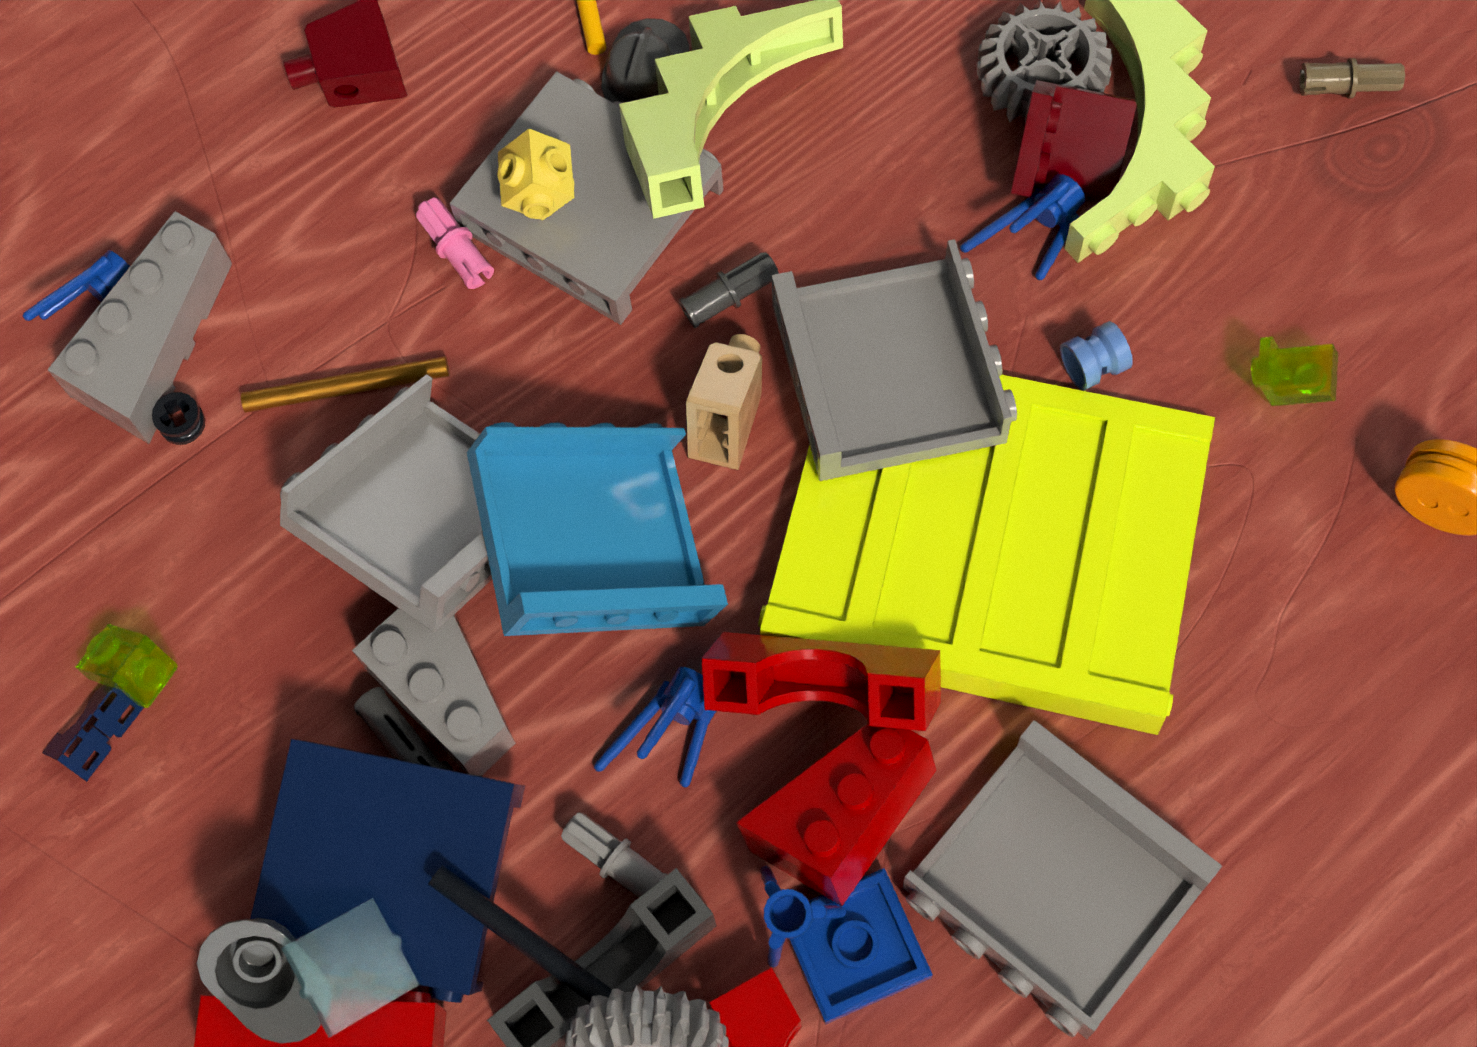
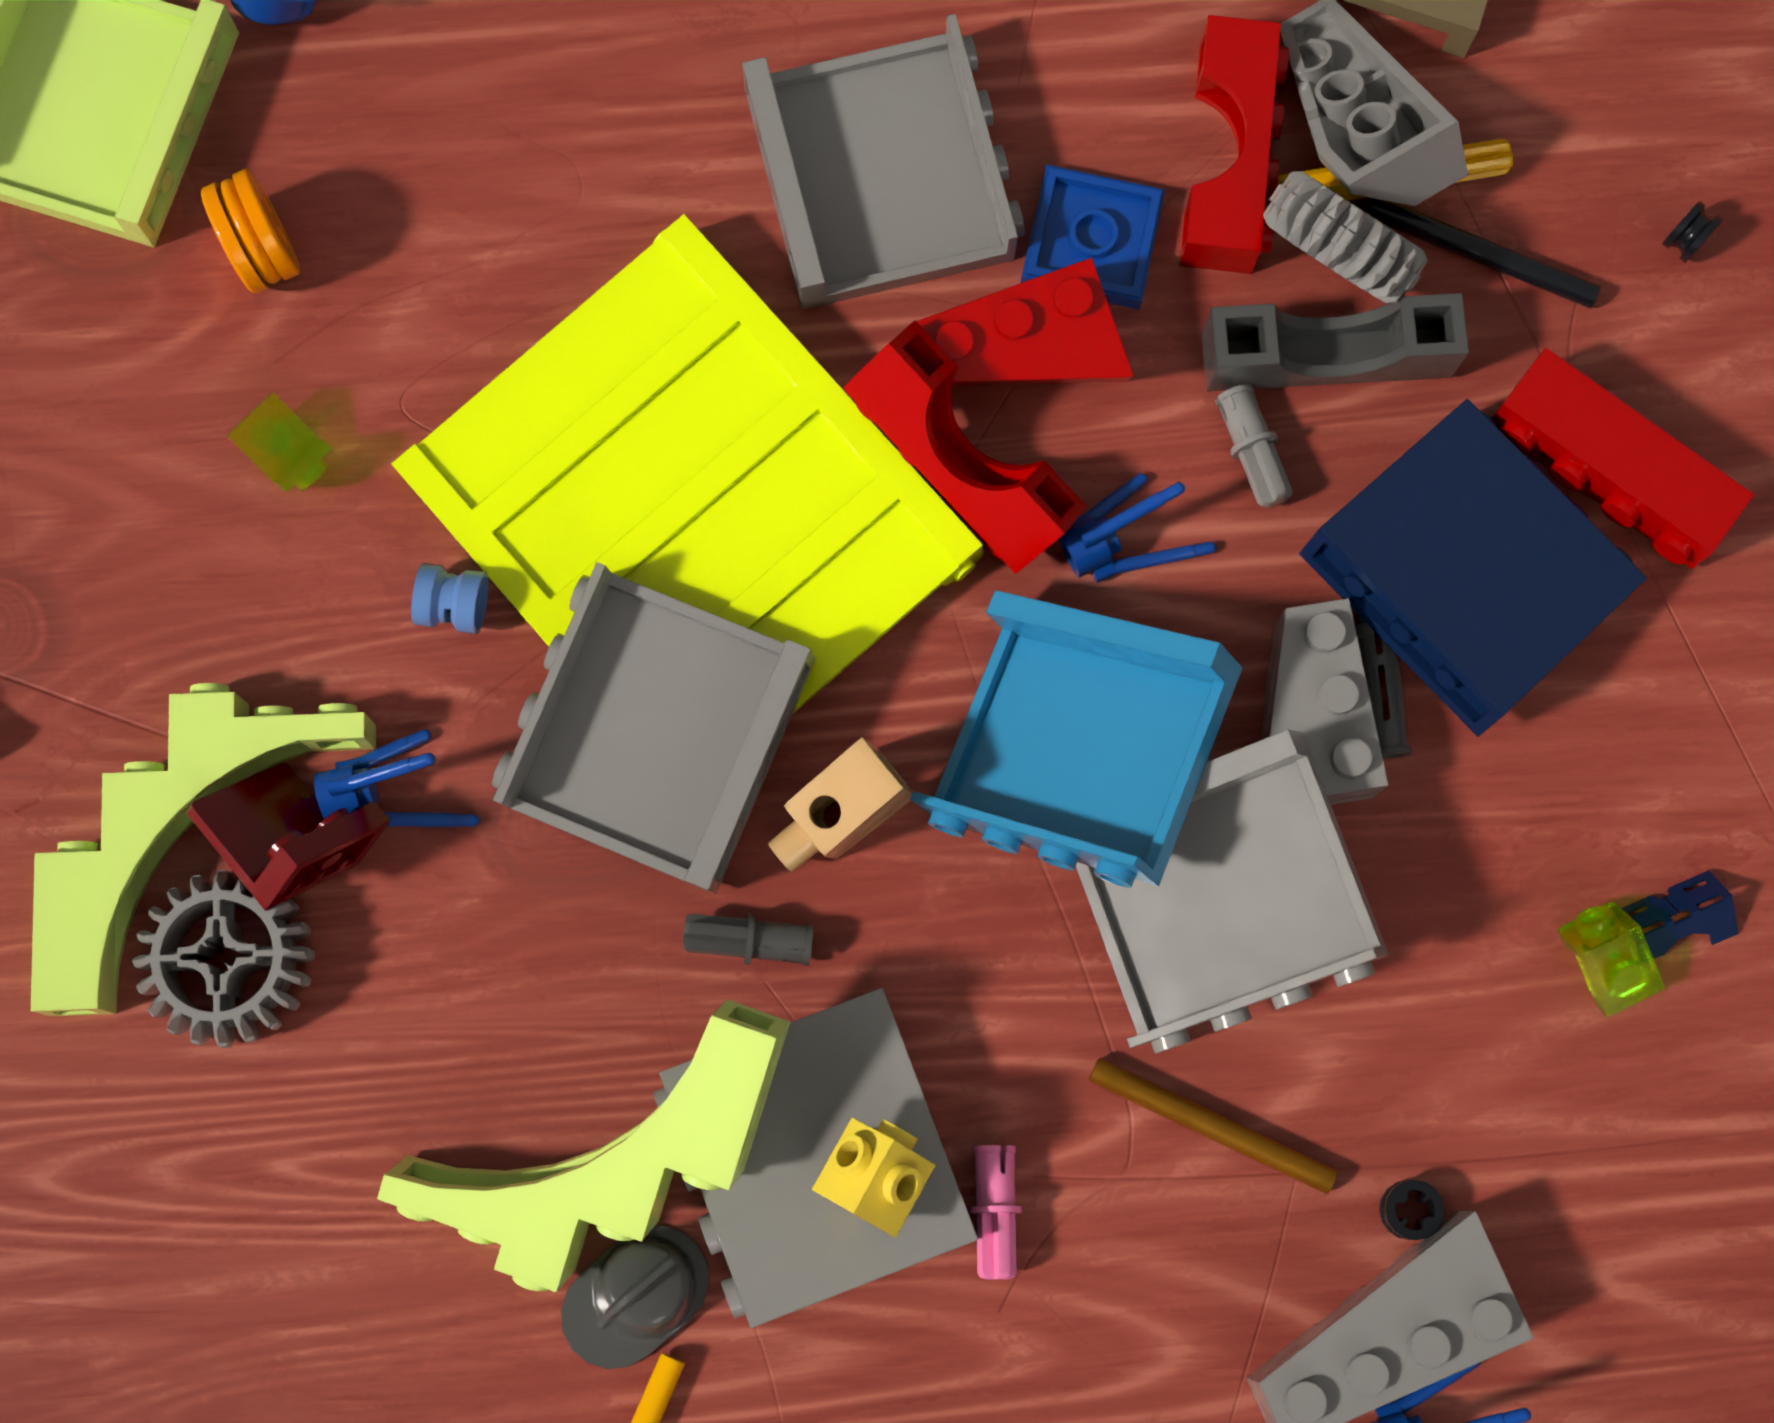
camera: 155 degrees left, 10 degrees up
(254, 979) = (1649, 515): dark grey piece -> none
(350, 967) = (1566, 469): clear light blue piece -> none
(518, 935) = (1389, 396): black bar -> none
(790, 914) = (1148, 253): blue plant -> none

